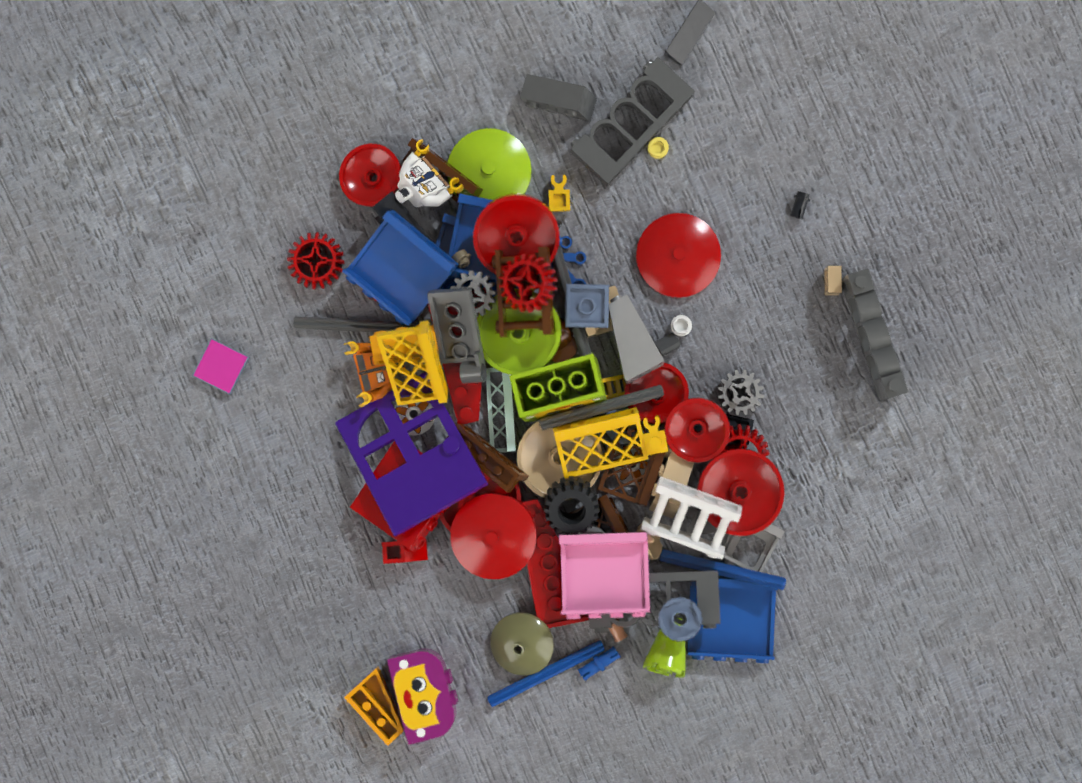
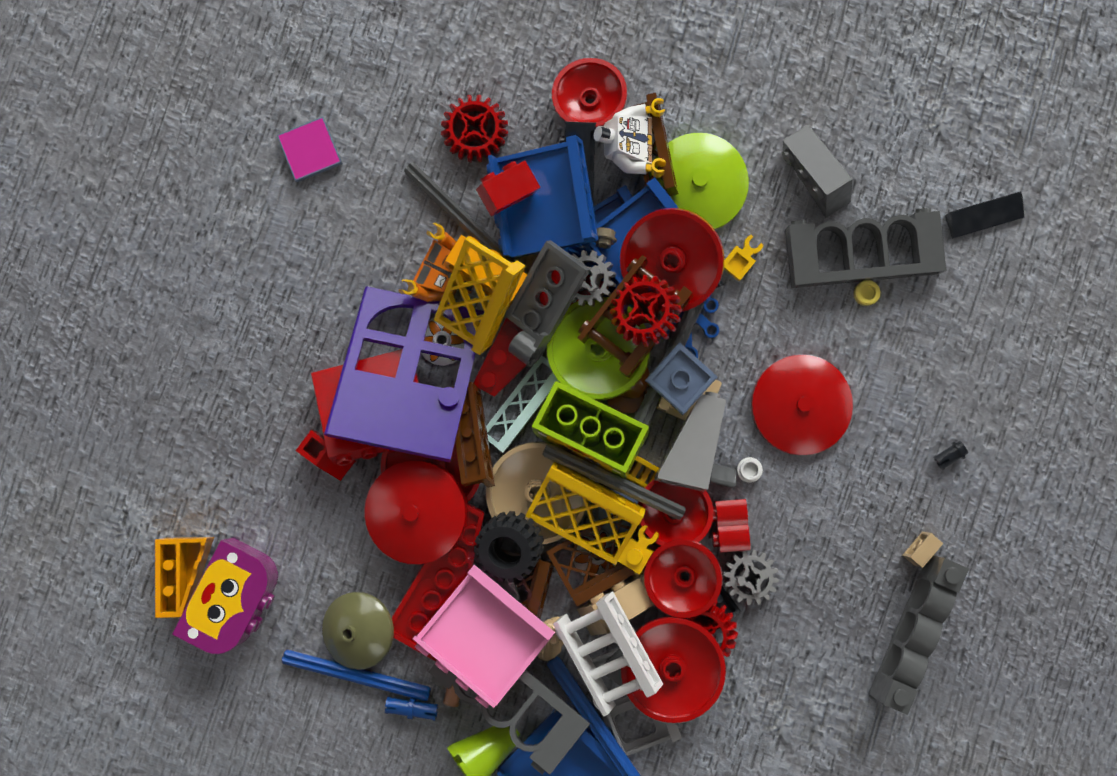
camera: 30 degrees right, 0 degrees up
(372, 281) = (507, 187): none -> red brick
(667, 615) = (505, 750): sand blue tile -> none
(700, 371) = (731, 526): none -> red brick

